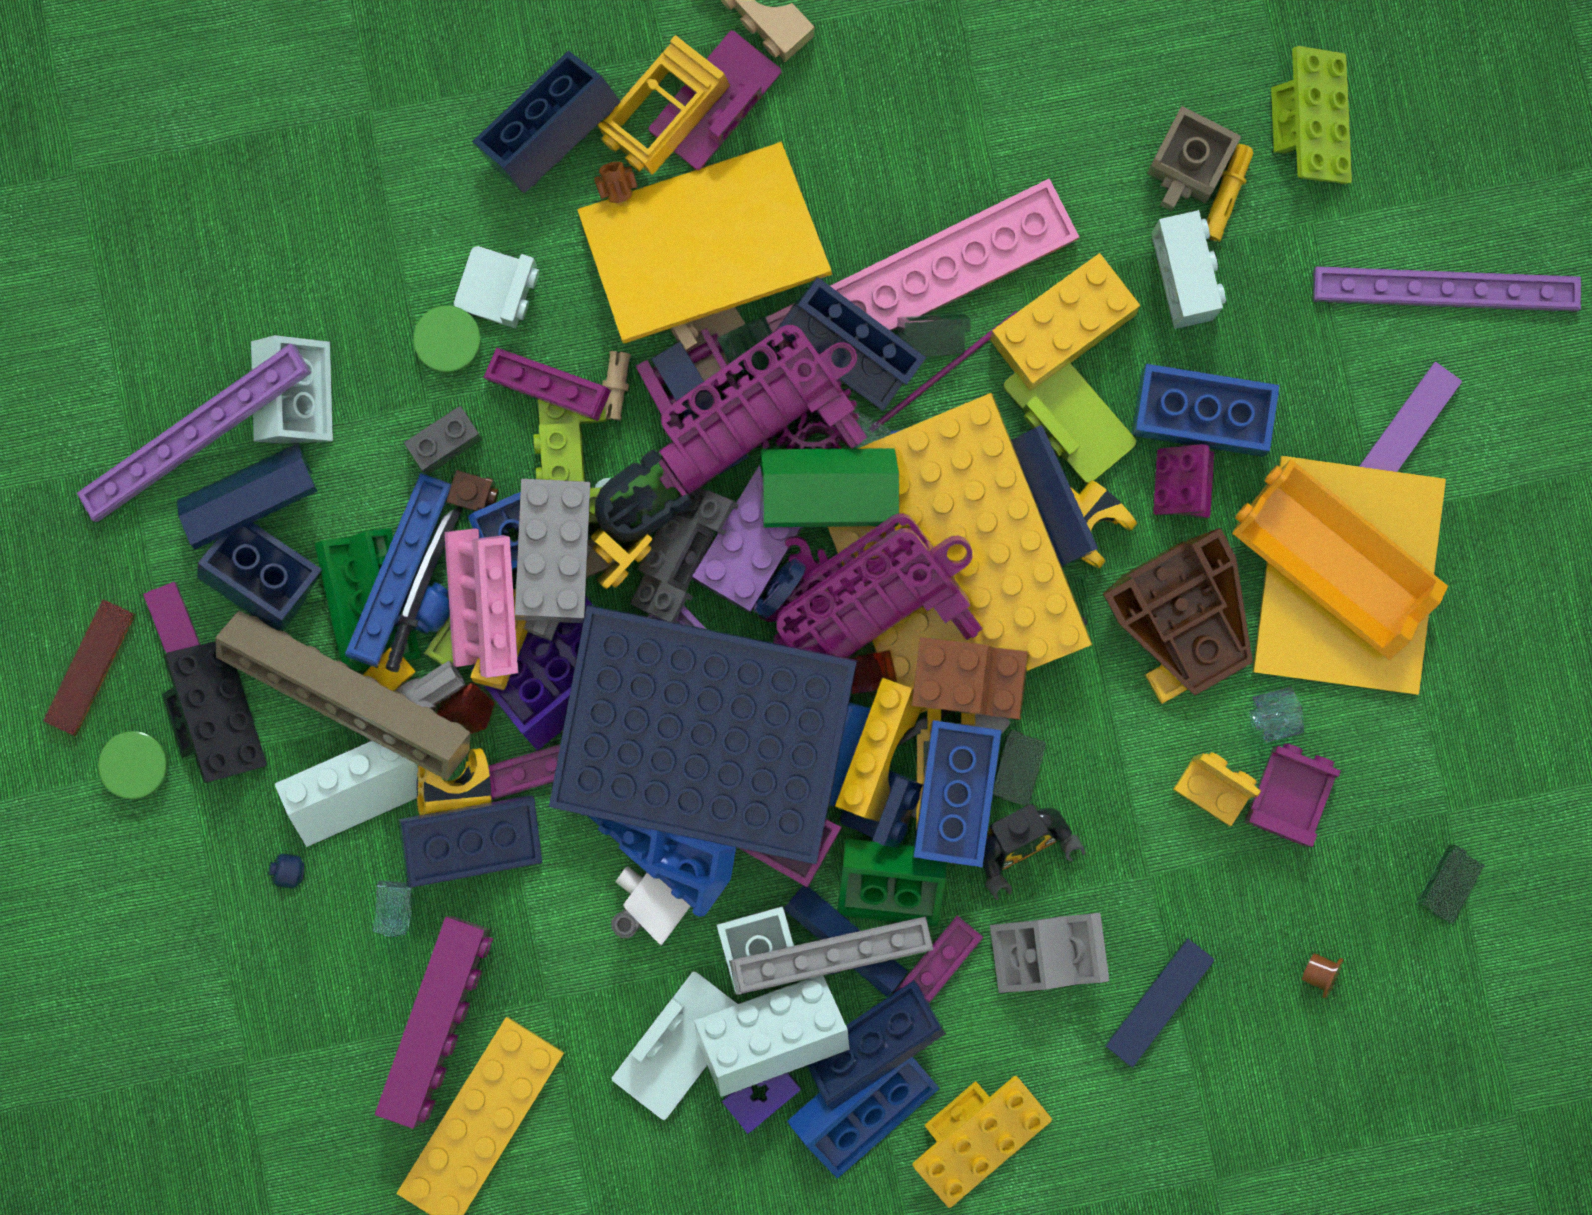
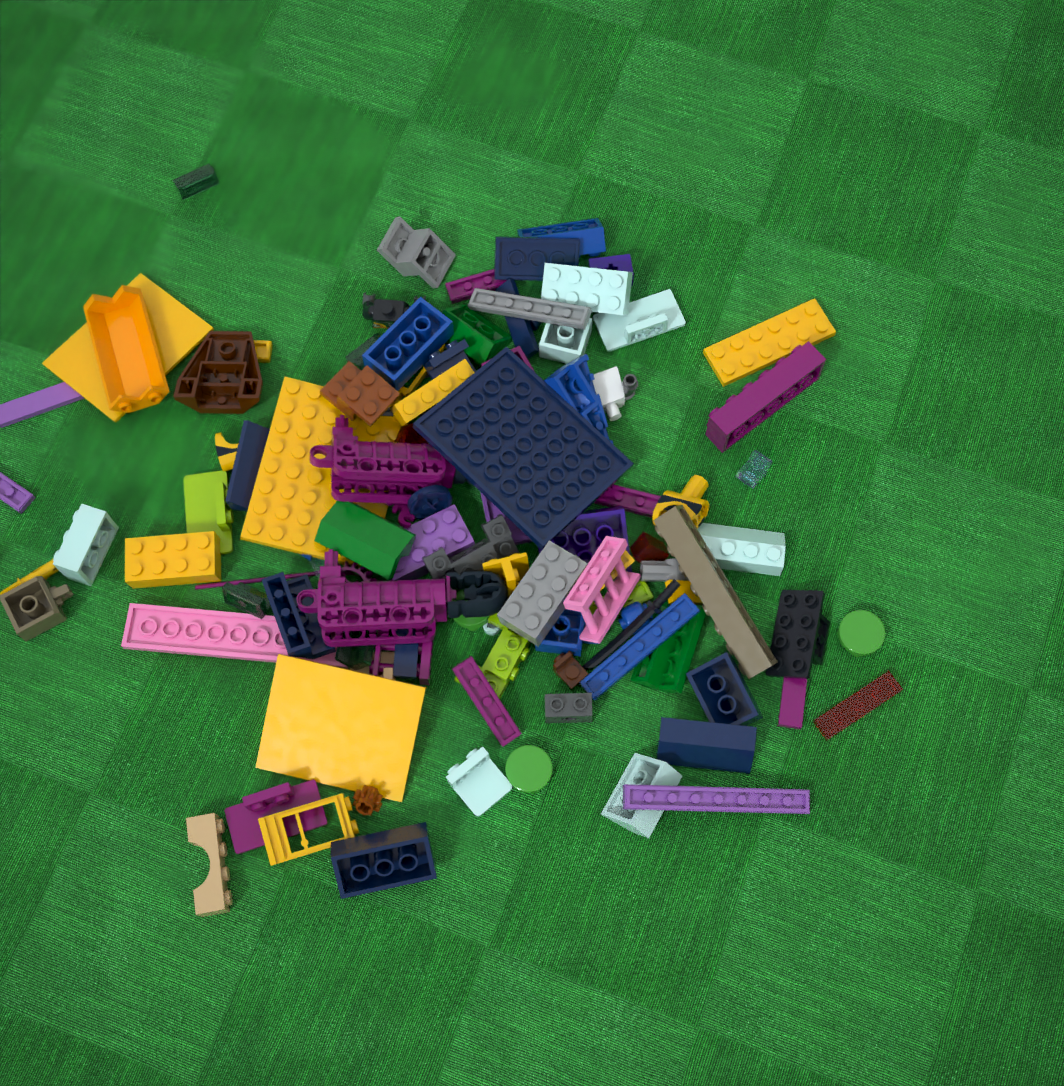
camera: 140 degrees left, 15 degrees down
(287, 870) = (802, 527): dark blue piece -> none
(470, 841) = (689, 475): dark blue tile -> none
(616, 383) = (446, 682): tan pin -> none
(978, 1136) = (513, 197): yellow bracket -> none
(1159, 1002) = (378, 207): dark blue tile -> none
(1184, 481) = (174, 439): magenta bracket -> none
(1205, 410) = (135, 467): blue brick -> none
(1215, 787) = (274, 285): yellow bracket -> none
(1277, 714) = (217, 298): clear light blue brick -> none
(1292, 794) = (240, 261): magenta panel -> none
(1322, 973) = (288, 172): dark orange piece -> none

